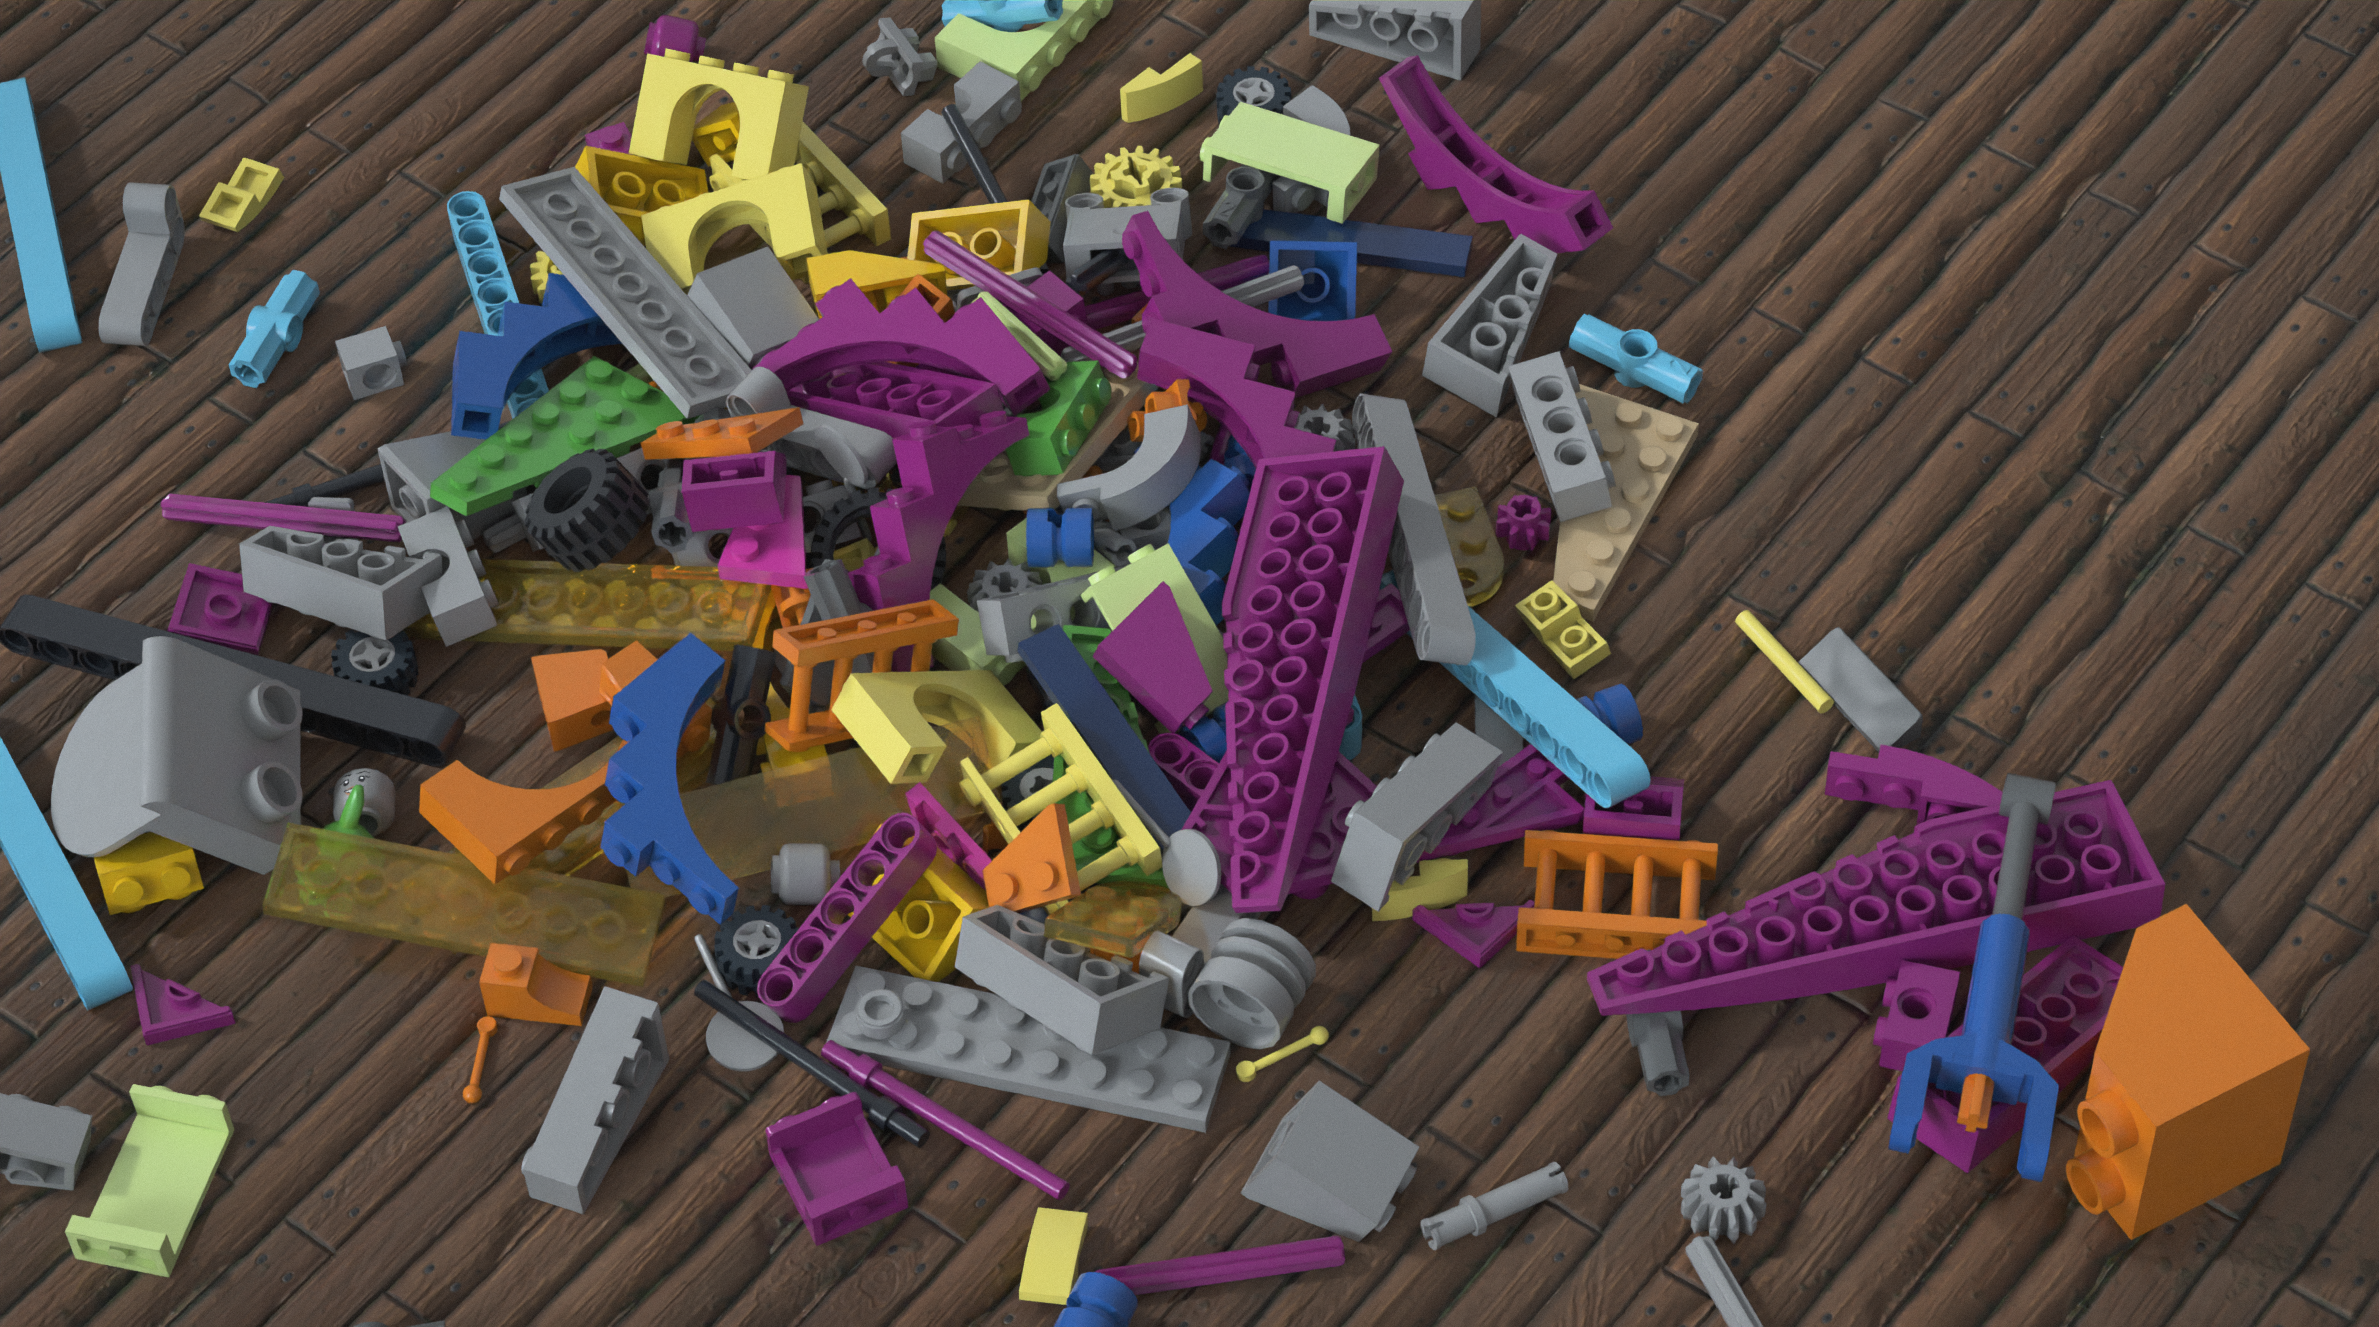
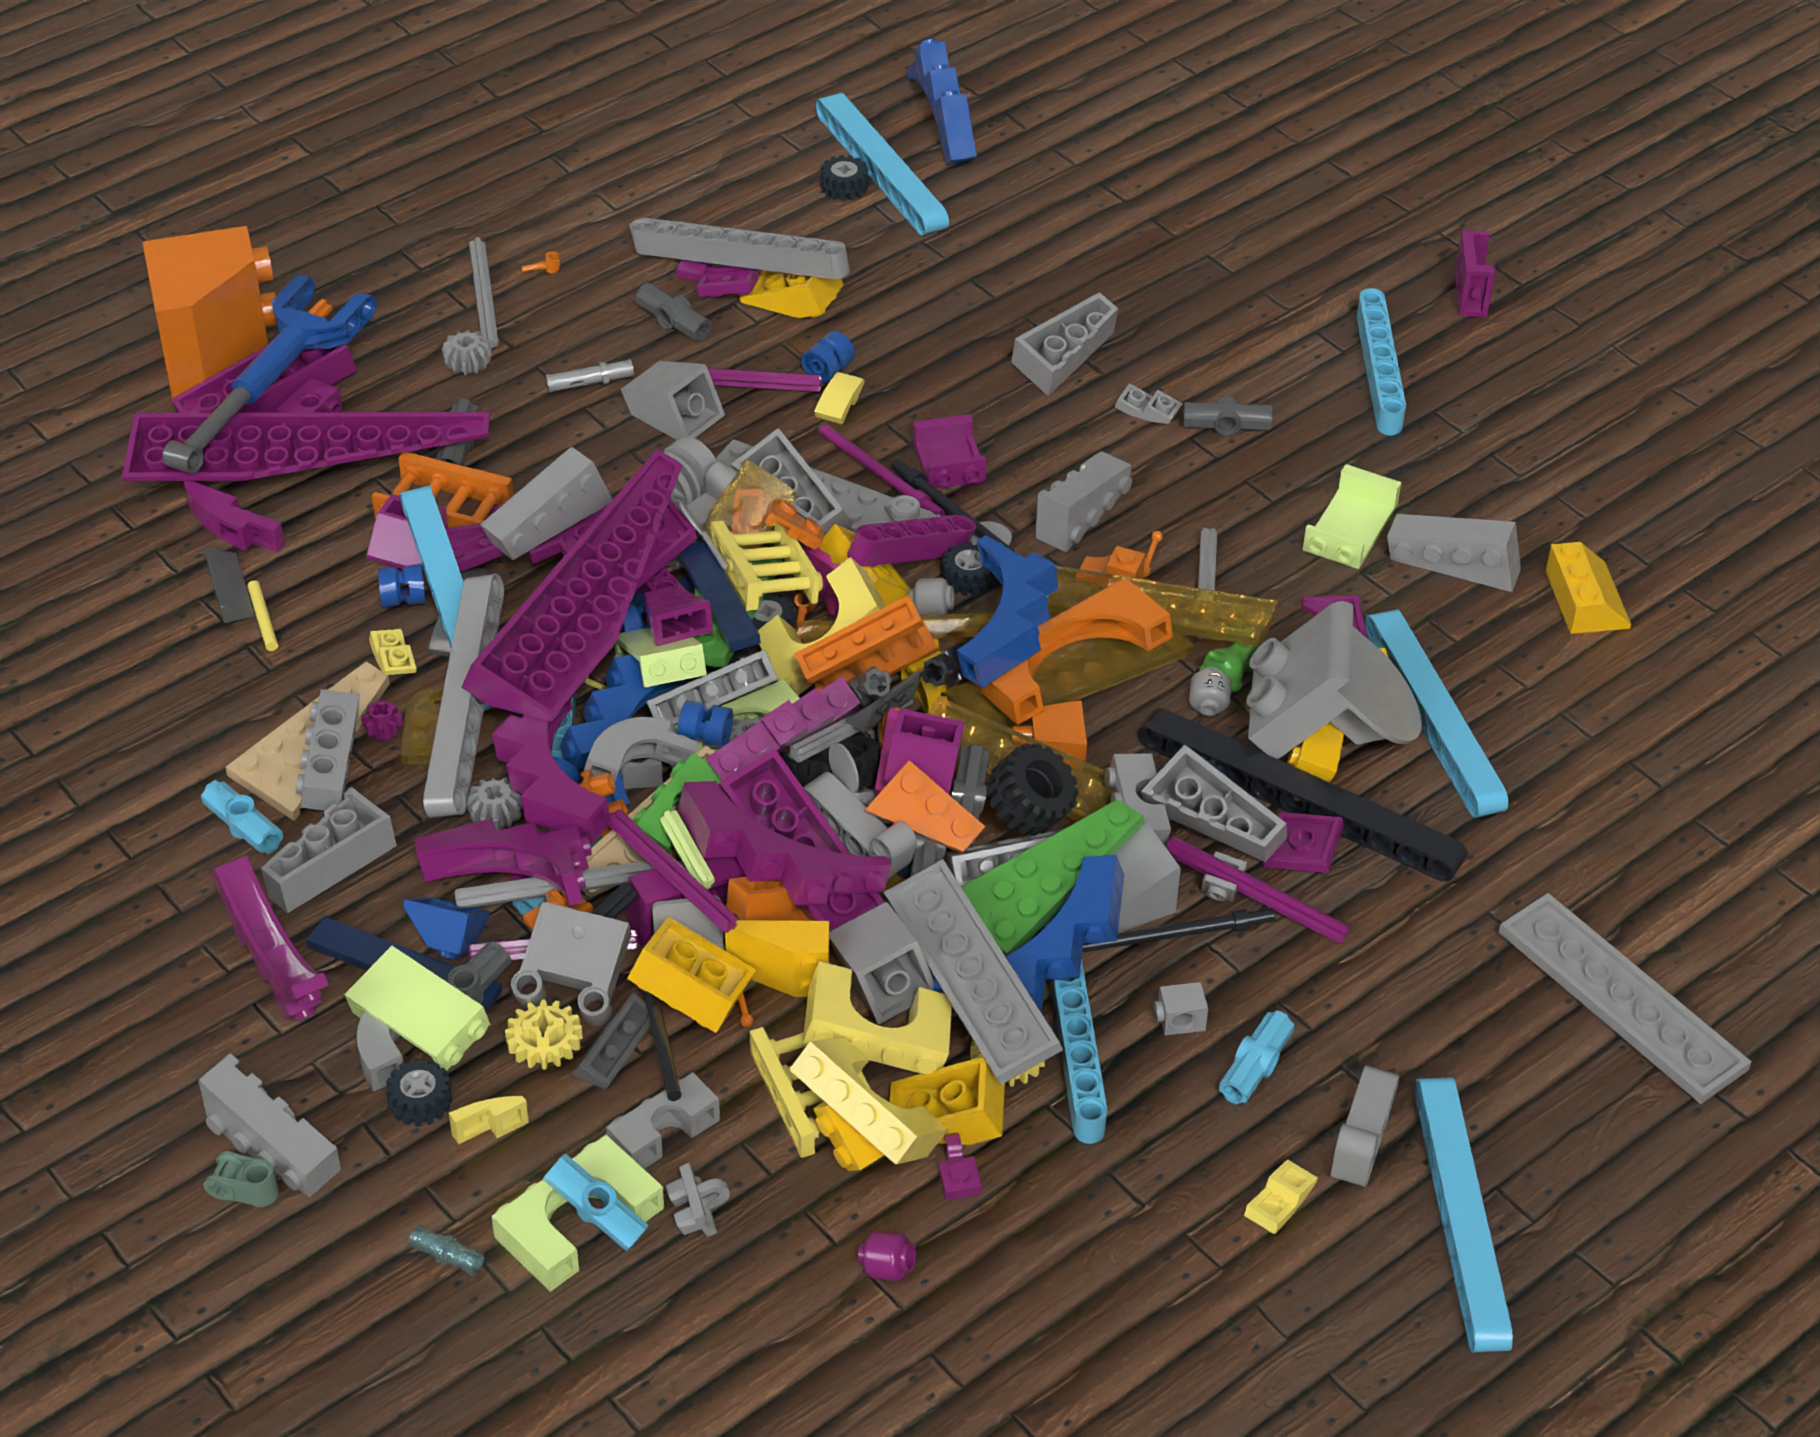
camera: 170 degrees left, 5 degrees down
(385, 1026) = (1207, 561): none -> light grey axle

